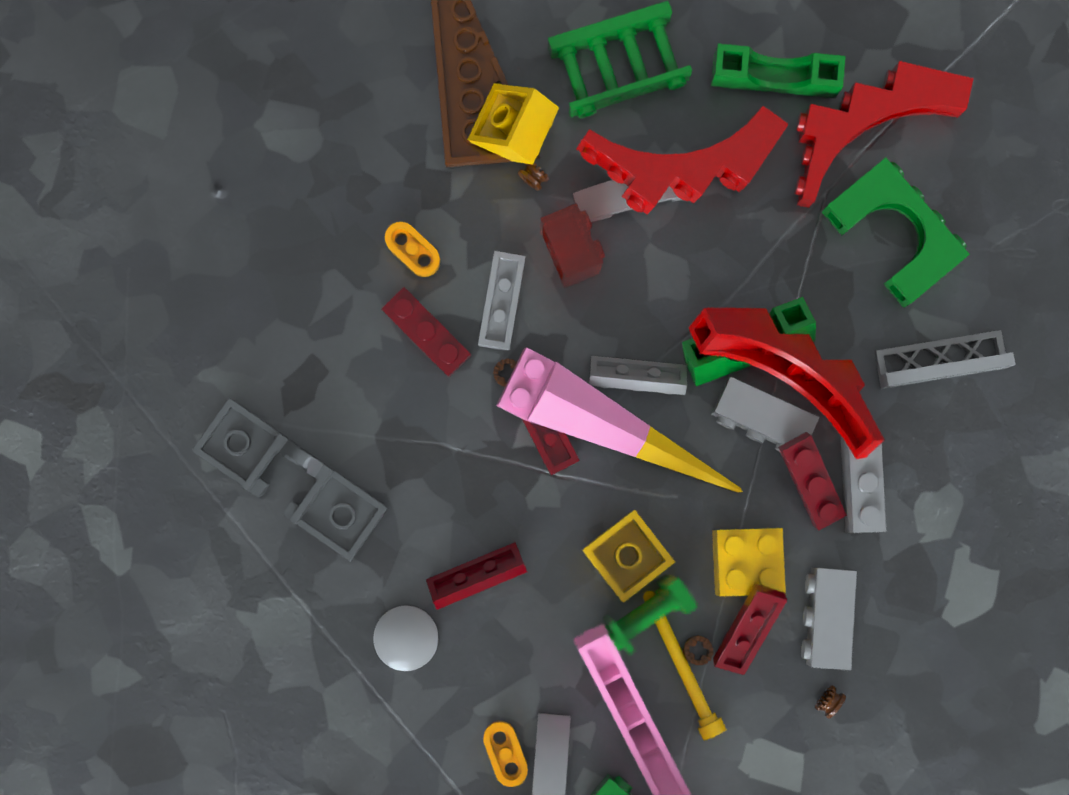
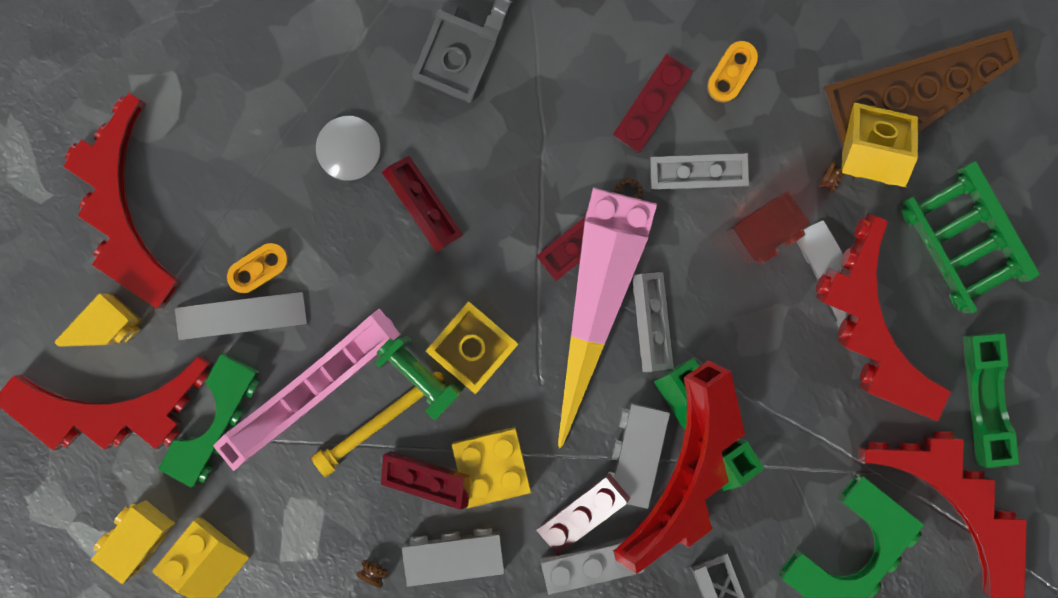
camera: 80 degrees right, 5 degrees up
(704, 658) = (402, 427): reddish brown bush -> none

